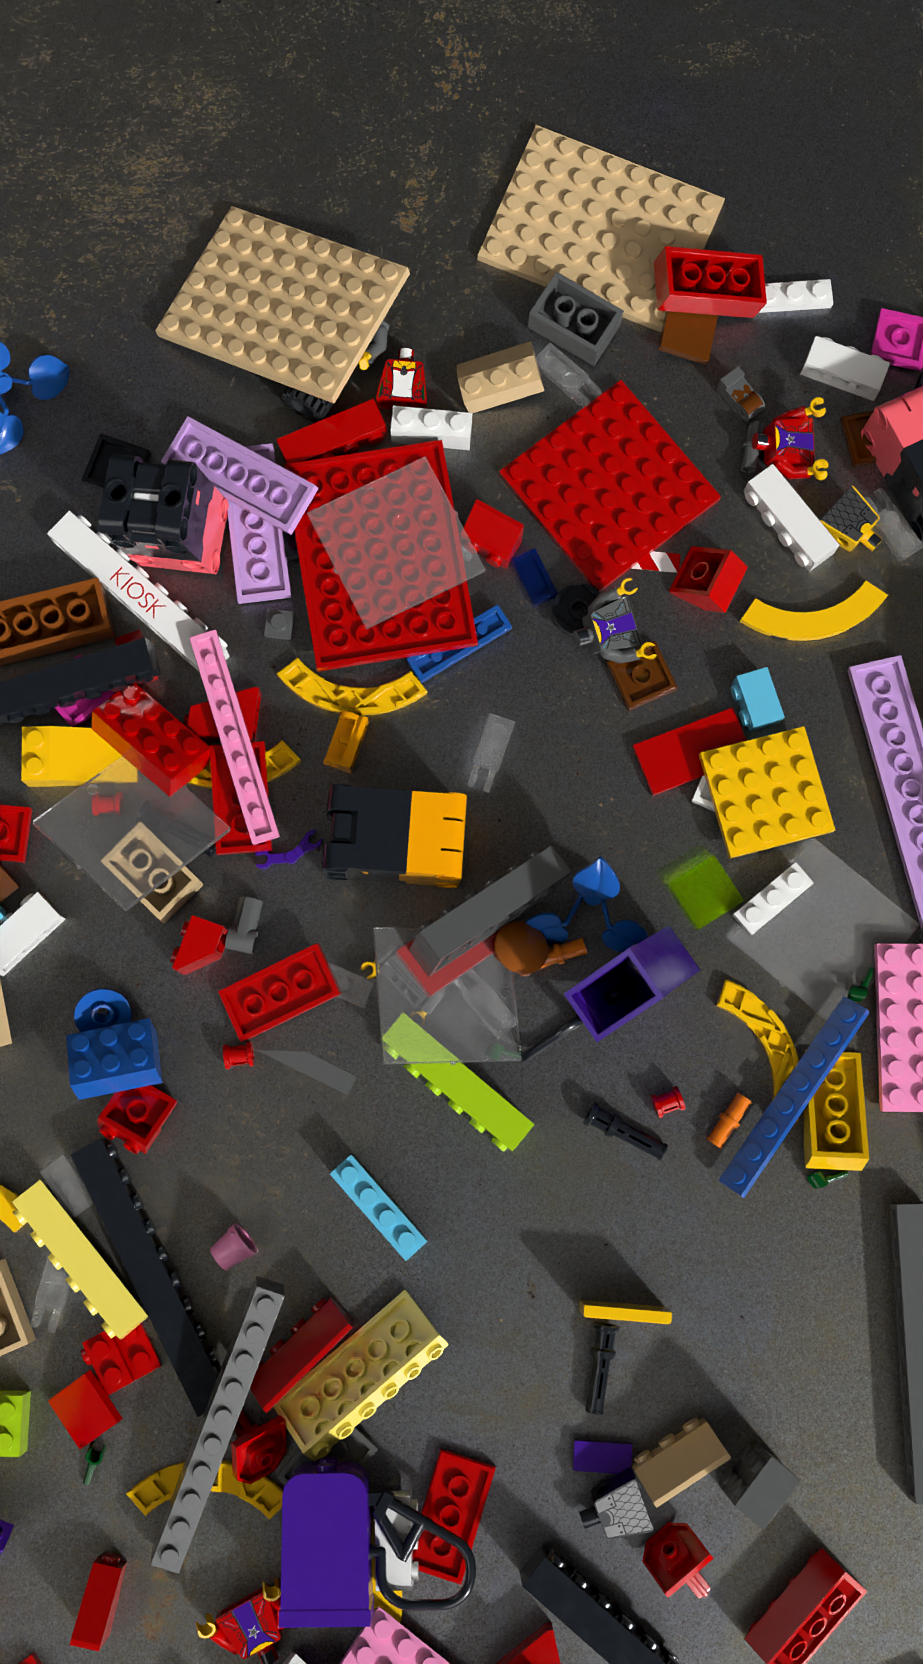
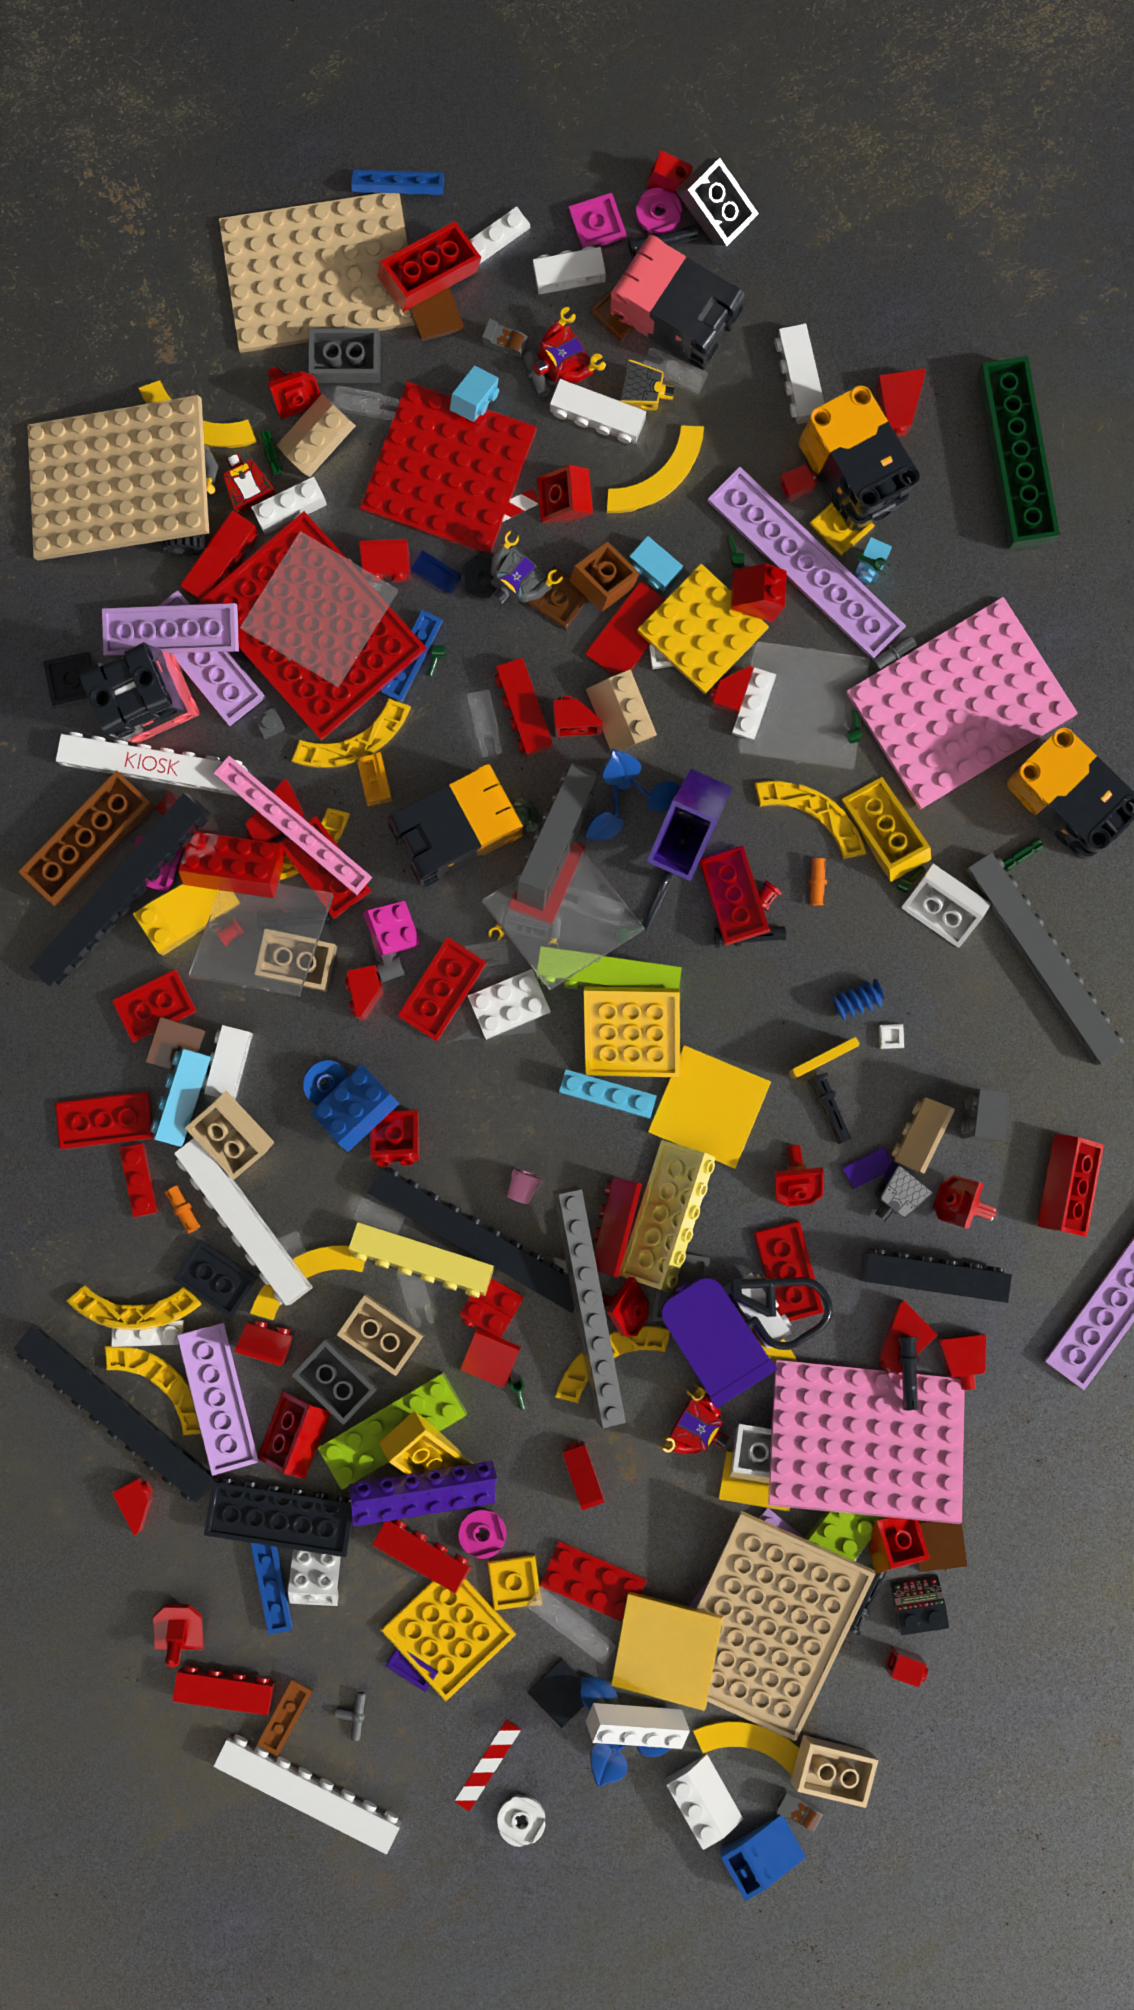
camera: 25 degrees left, 5 degrees up
(238, 1055) = (441, 1051): red bush -> none
(267, 900) = (392, 928): none -> dark pink plate
(292, 856) = (388, 887): dark purple piece -> none
(337, 1049) = (509, 1004): none -> white plate
(400, 317) = (215, 434): none -> yellow tile
(443, 1158) = (632, 1031): none -> yellow plate
(446, 368) = (270, 452): none -> dark green axle
(475, 862) = (526, 809): none -> sand green gear
(475, 1286) = (709, 1107): none -> yellow tile
(487, 655) = (437, 652): none -> dark green hand
(503, 322) = (292, 392): none -> red piece
(516, 1428) = (798, 1184): none -> red piece
(520, 948) = (595, 850): dark orange dish -> none
(539, 761) = (524, 708): none -> red brick
(565, 951) = (624, 838): orange pin -> none
(582, 802) = (574, 718): none -> red slope
(633, 824) = (621, 711): none -> tan slope
(634, 1082) = (734, 895): none -> red tile
(679, 428) = (474, 394): none -> medium azure brick
(698, 680) = (604, 576): none -> dark orange brick
(698, 1270) = (858, 999): none -> blue piece
(705, 892) = (703, 729): clear neon green tile -> none
(709, 1330) = (891, 1036): none -> white tile
(729, 190) = (398, 182): none -> blue plate
(757, 872) = (731, 691): none -> red slope
(793, 1096) = (852, 835): blue plate -> none
(843, 744) = (737, 559): none -> dark green hand
(847, 789) = (759, 591): none -> red slope
(849, 1229) = (946, 905): none -> white slope

